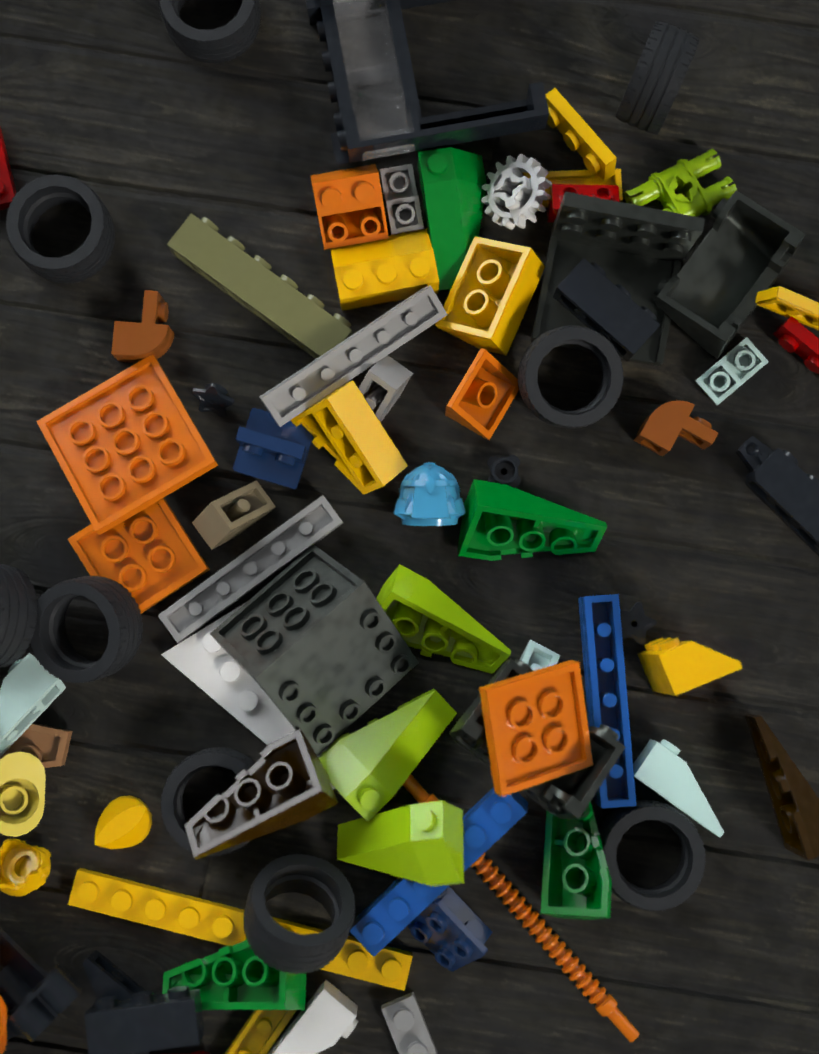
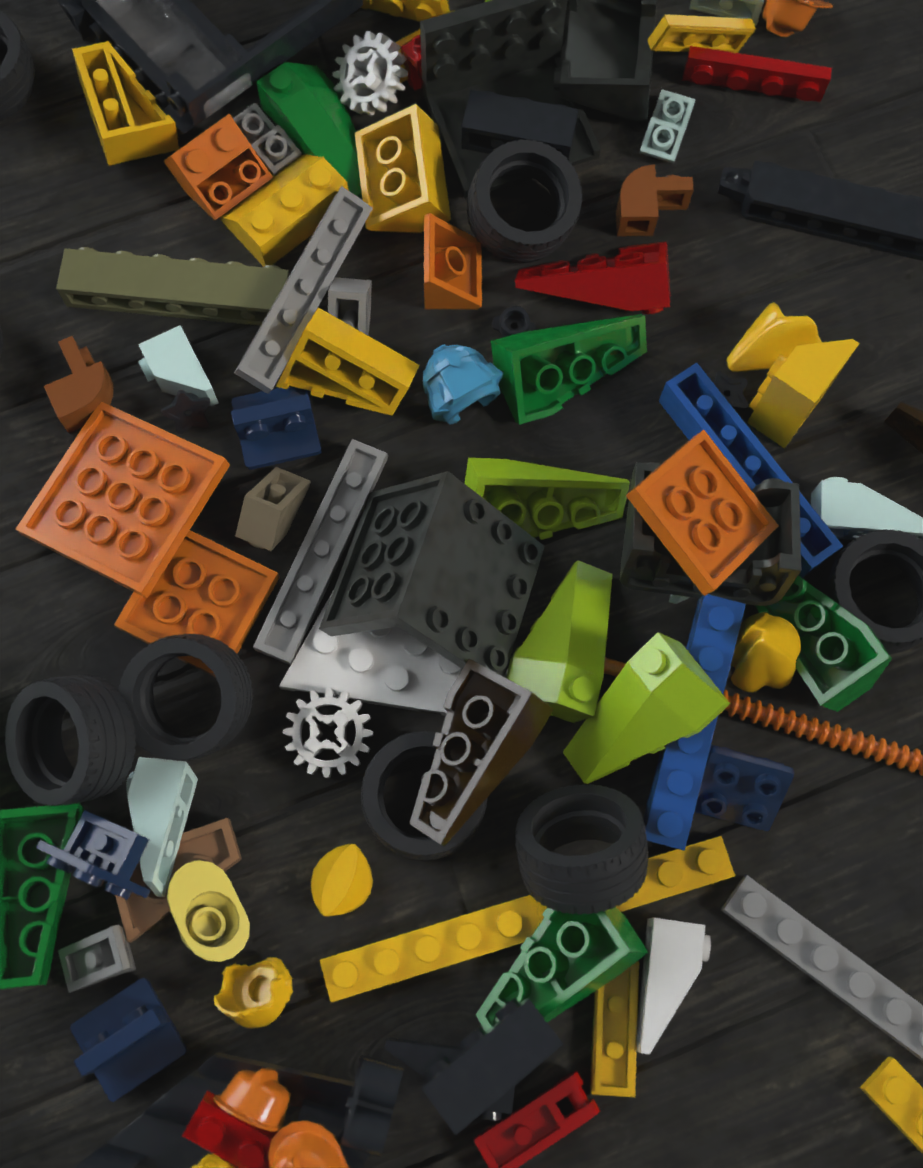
camera: 30 degrees left, 10 degrees down
(173, 698) = (314, 746): none -> white gear
(225, 356) = (175, 365): none -> light aqua slope
(300, 111) = (122, 110): none -> yellow wedge
(530, 844) = (765, 653): none -> yellow hat
(606, 482) = (628, 281): none -> red wedge
(699, 607) = (769, 338): none -> yellow hat

